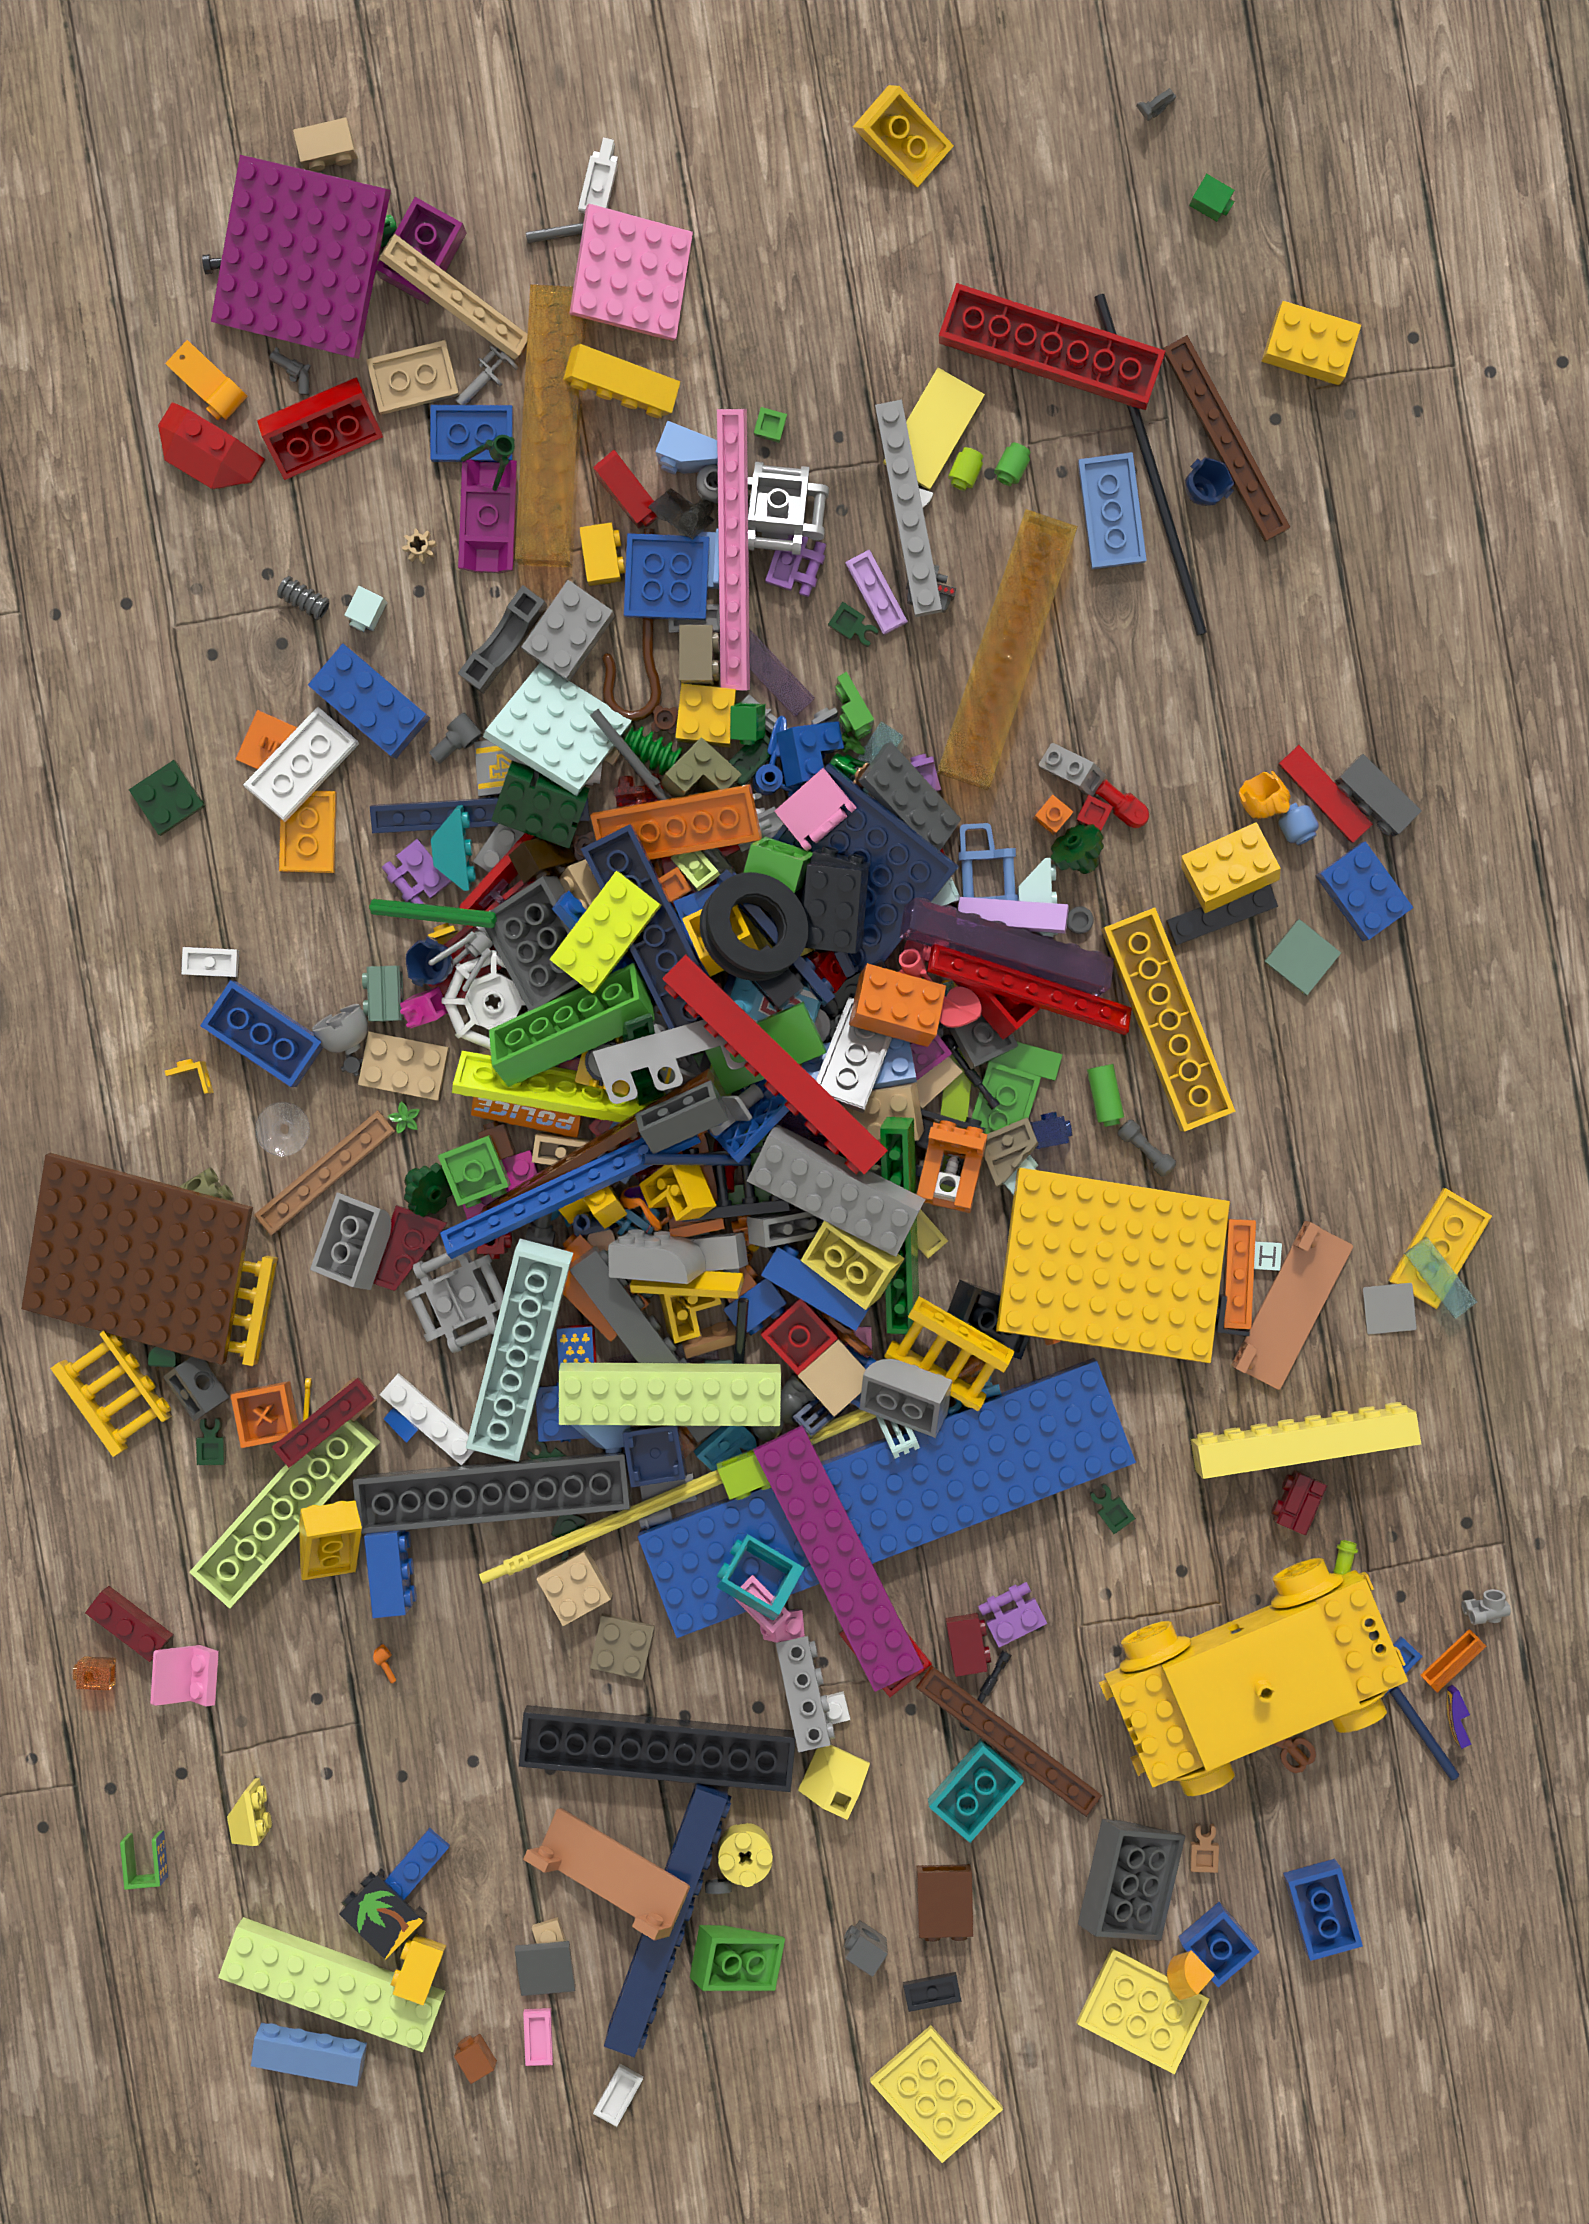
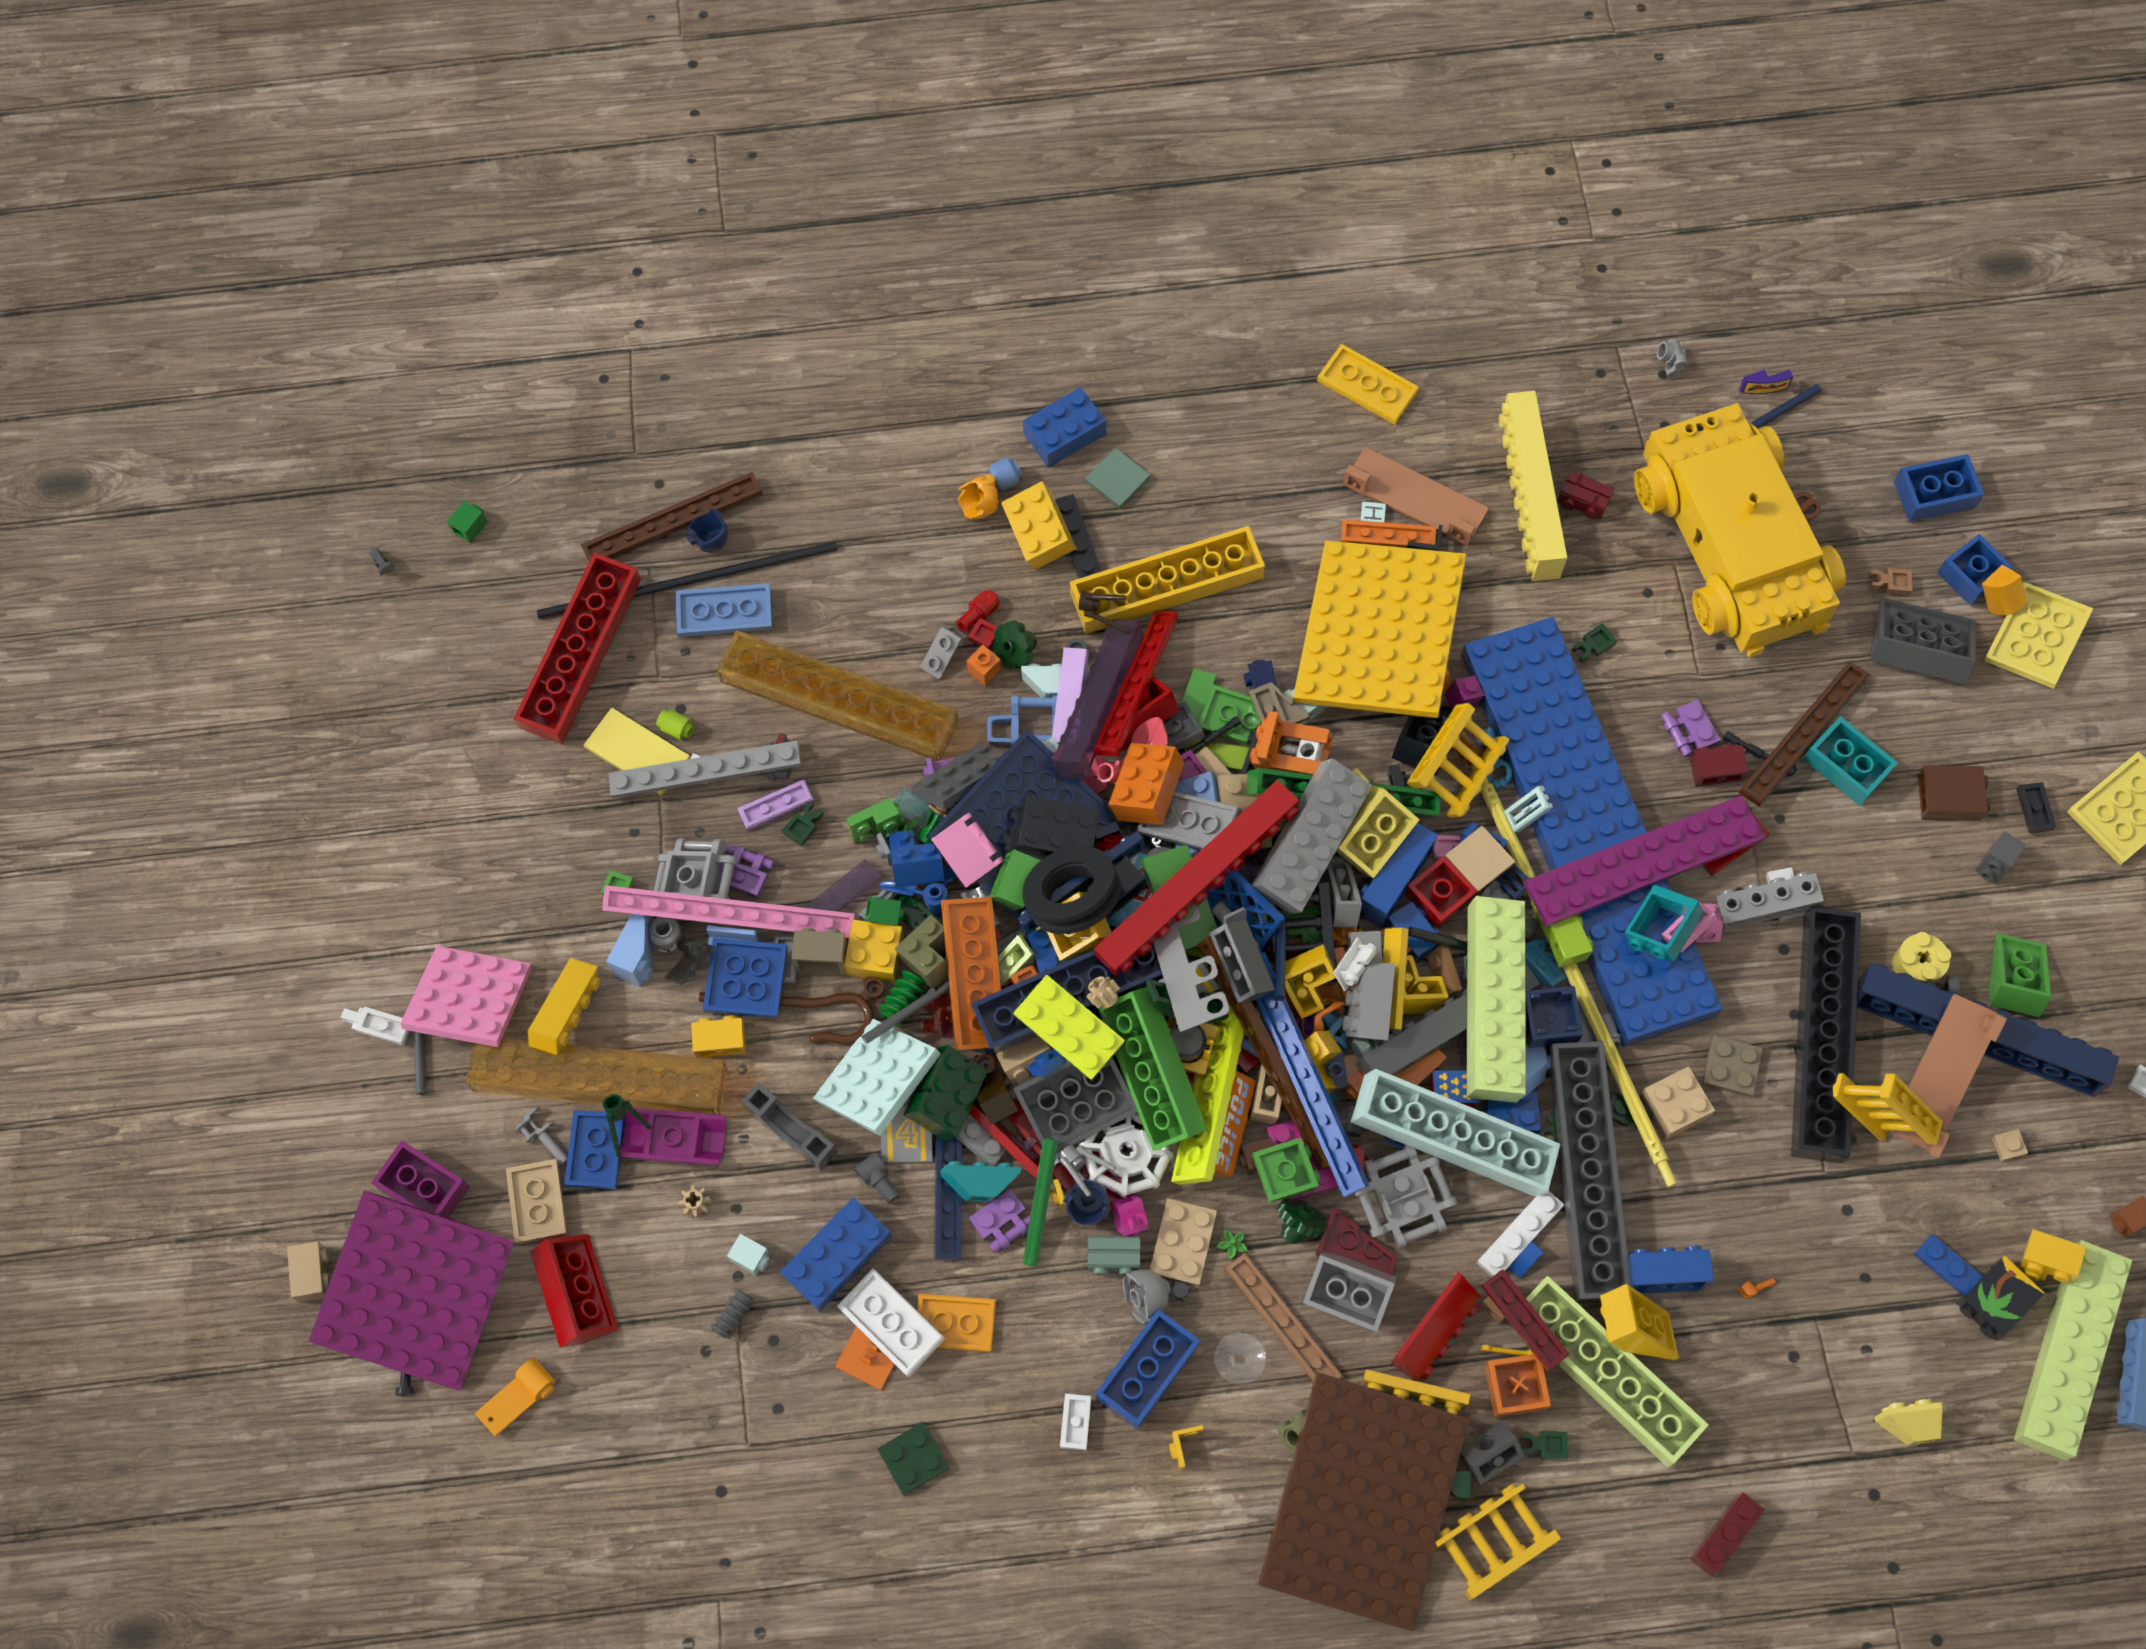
camera: 80 degrees left, 20 degrees down
(95, 1673) = (1777, 1573): clear orange brick -> none
(130, 1876) = (1982, 1519): bright green piece -> none
(184, 1675) = (1776, 1476): bright pink bracket -> none
(206, 450) = (580, 1402): red wedge -> none
(294, 368) = (516, 1312): dark grey piece -> none
(320, 1330) = (1436, 1328): none -> red slope
(454, 296) = (468, 1150): tan plate -> none
(538, 2037) = (2108, 1159): bright pink tile -> none
(545, 1968) = (2041, 1147): dark grey tile -> none
(564, 1811) = (1895, 1095): none -> yellow fence
(568, 631) = (786, 1068): light grey brick -> none
(625, 489) = (663, 1010): red slope -> none
(641, 967) = (1103, 992): none -> tan gear
(685, 1234) = (1353, 963): none -> white hinge
(834, 1780) = (1848, 880): light yellow slope -> none
(847, 1335) = (1441, 850): dark orange piece -> none
(903, 135) = (375, 764): yellow slope -> none
(906, 1395) = (1496, 794): light grey brick -> none
(934, 1287) = (1397, 777): none -> black plate
(1012, 464) = (675, 687): bright green brick -> none
(1038, 1361) = (1464, 691): none -> magenta brick
(1105, 1094) = (1230, 633): bright green brick -> none
(1125, 933) = (1091, 601): none -> dark brown plant
(1131, 1133) = (1291, 591): dark grey piece -> none
(1311, 343) = (599, 450): yellow brick -> none
(1325, 794) = (979, 456): red tile -> none
(1345, 1557) = (1630, 462): lime pin -> none
(1377, 796) = (984, 414): dark grey brick -> none
(1389, 1308) = (1418, 422): light grey sticker -> none
(1440, 1277) = (1393, 381): clear light blue tile -> none
(1453, 1660) = (1717, 383): orange piece -> none

